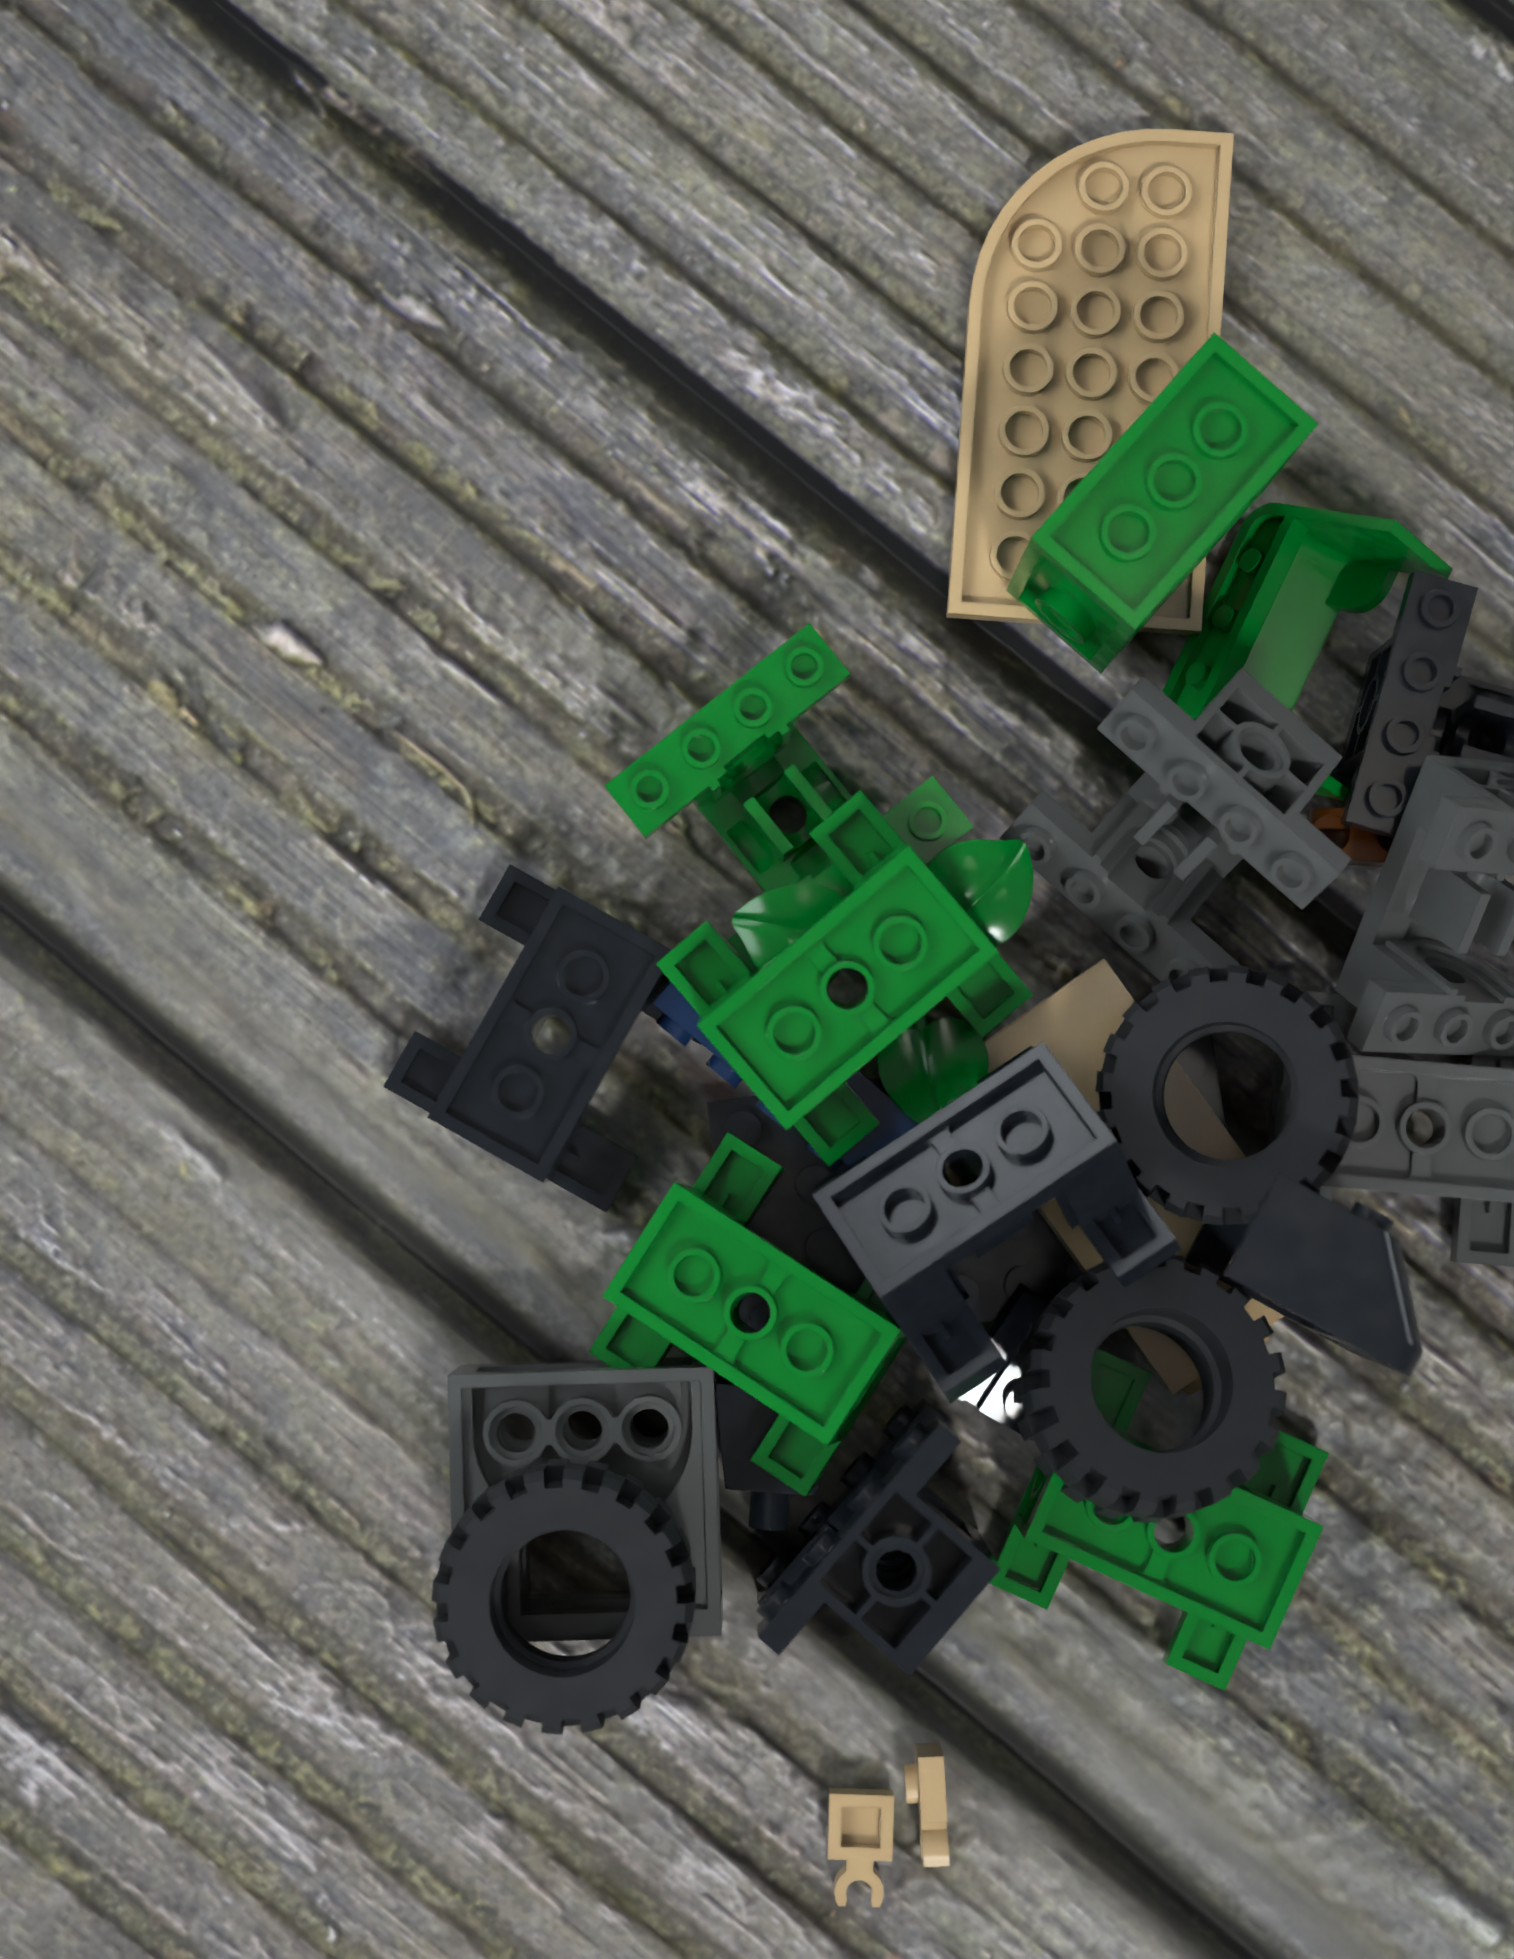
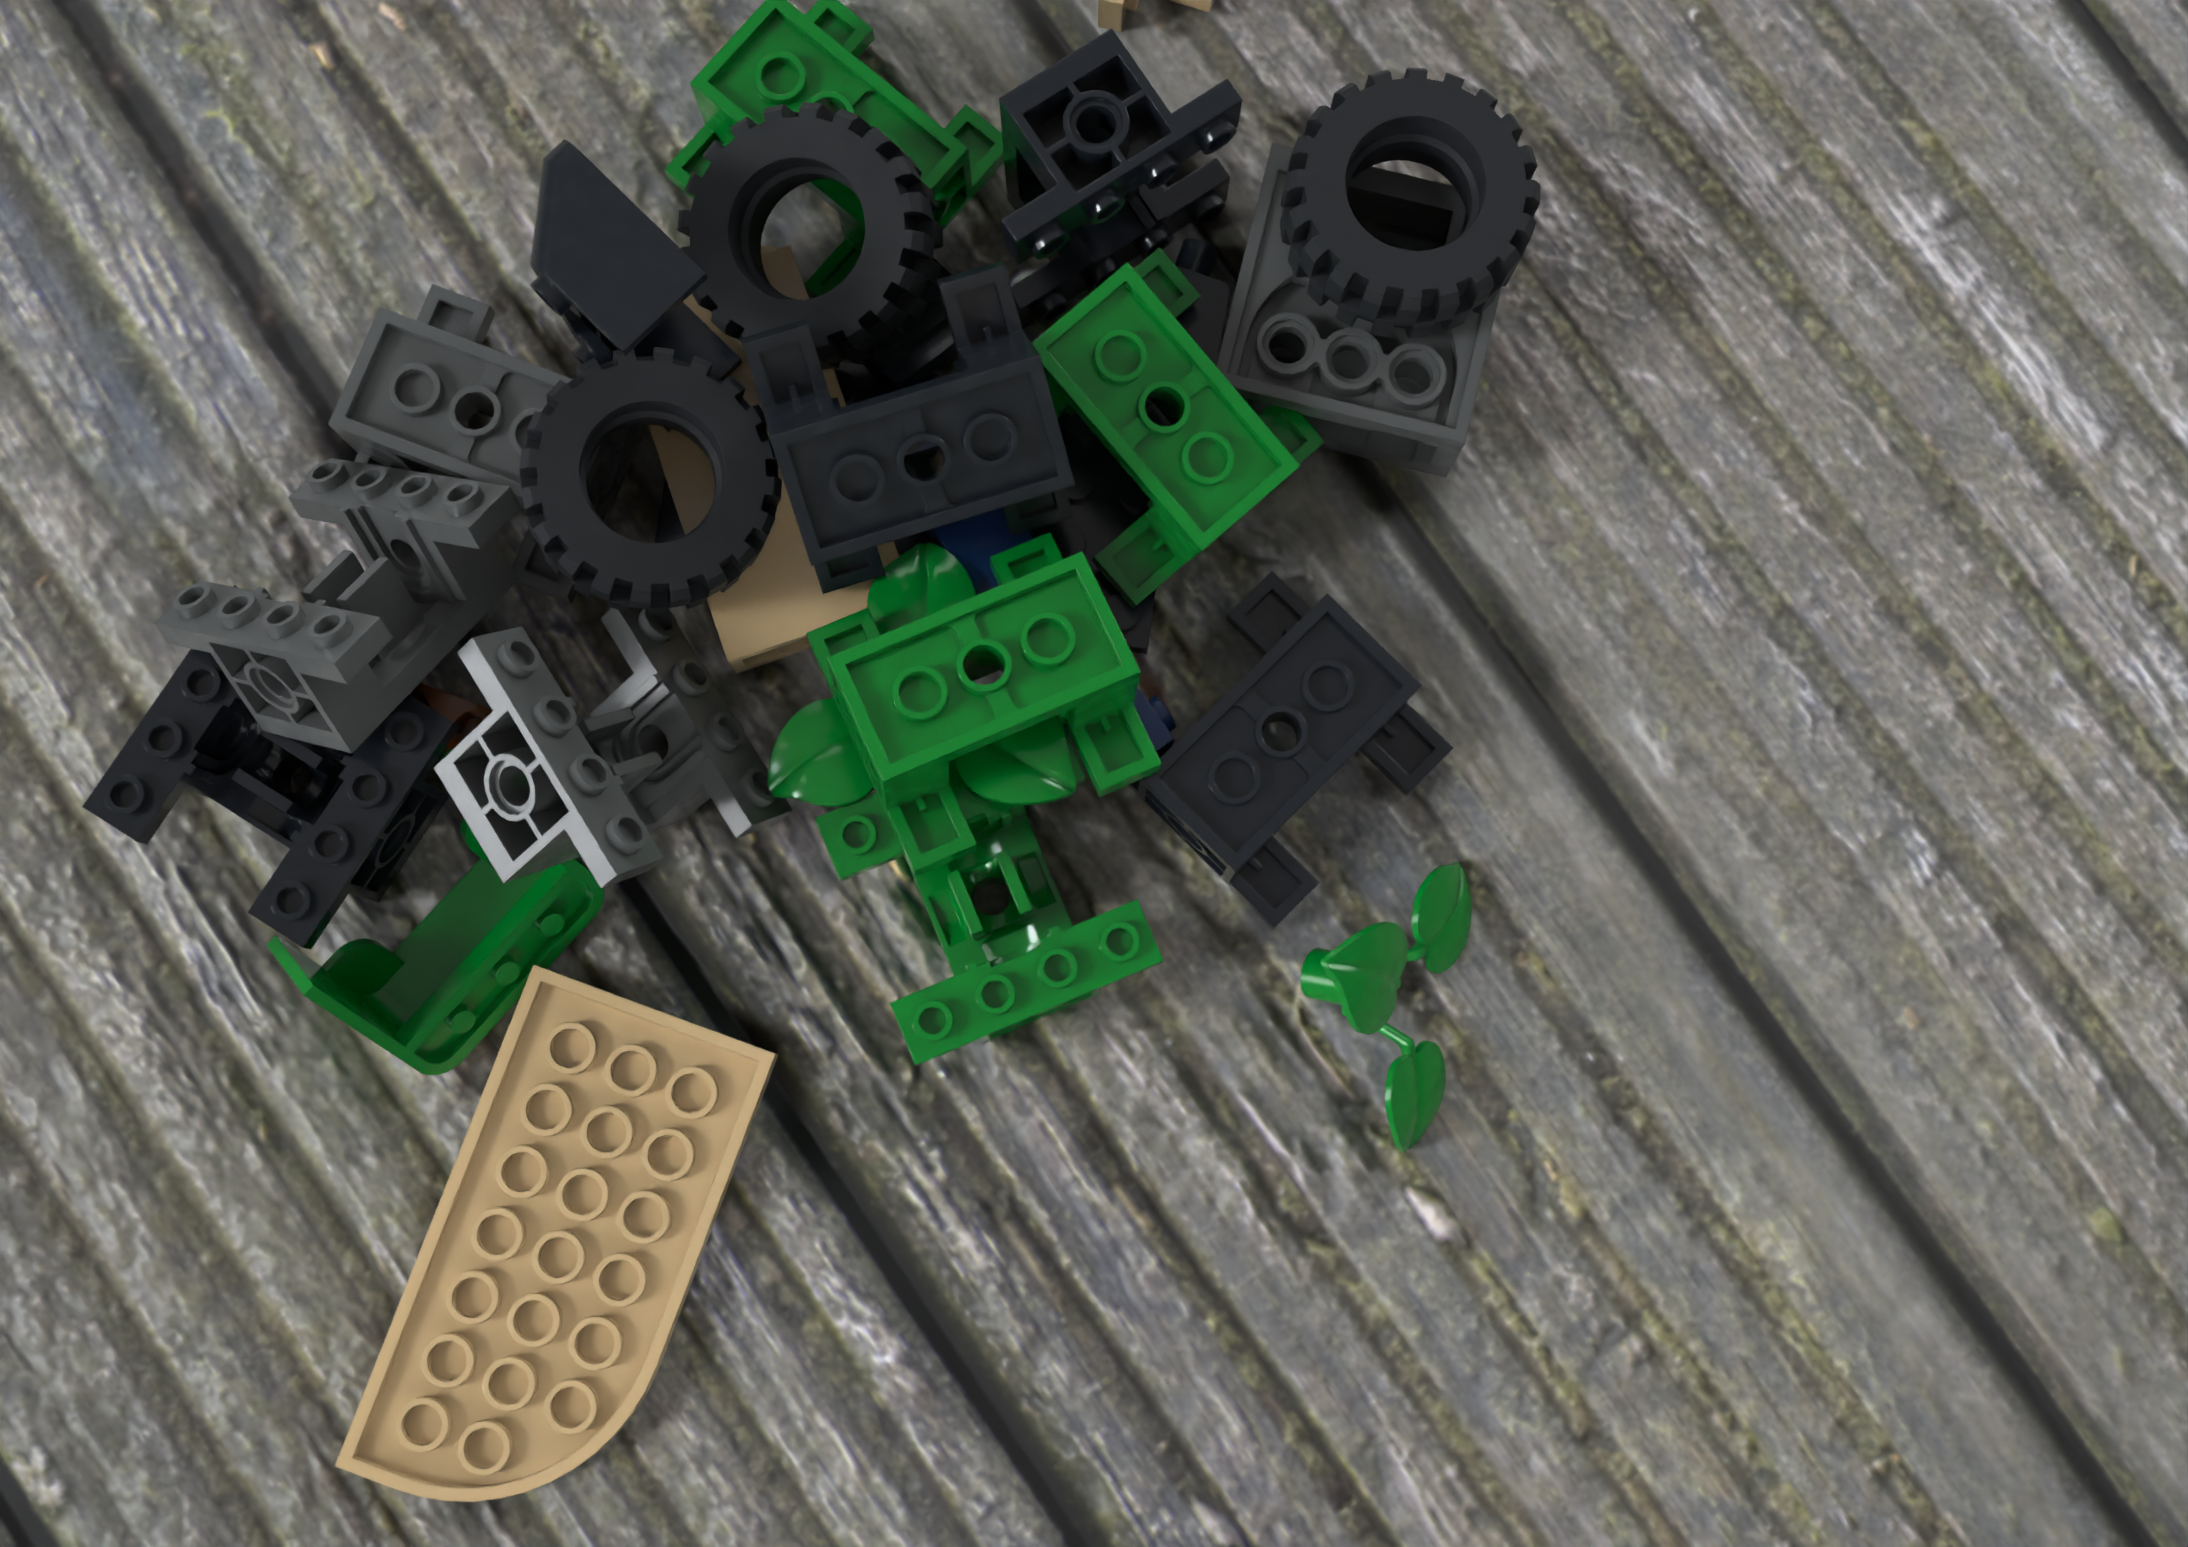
camera: 165 degrees left, 5 degrees down
(409, 824) = (1365, 980): none -> green plant
(1158, 502) = (527, 1073): green piece -> none

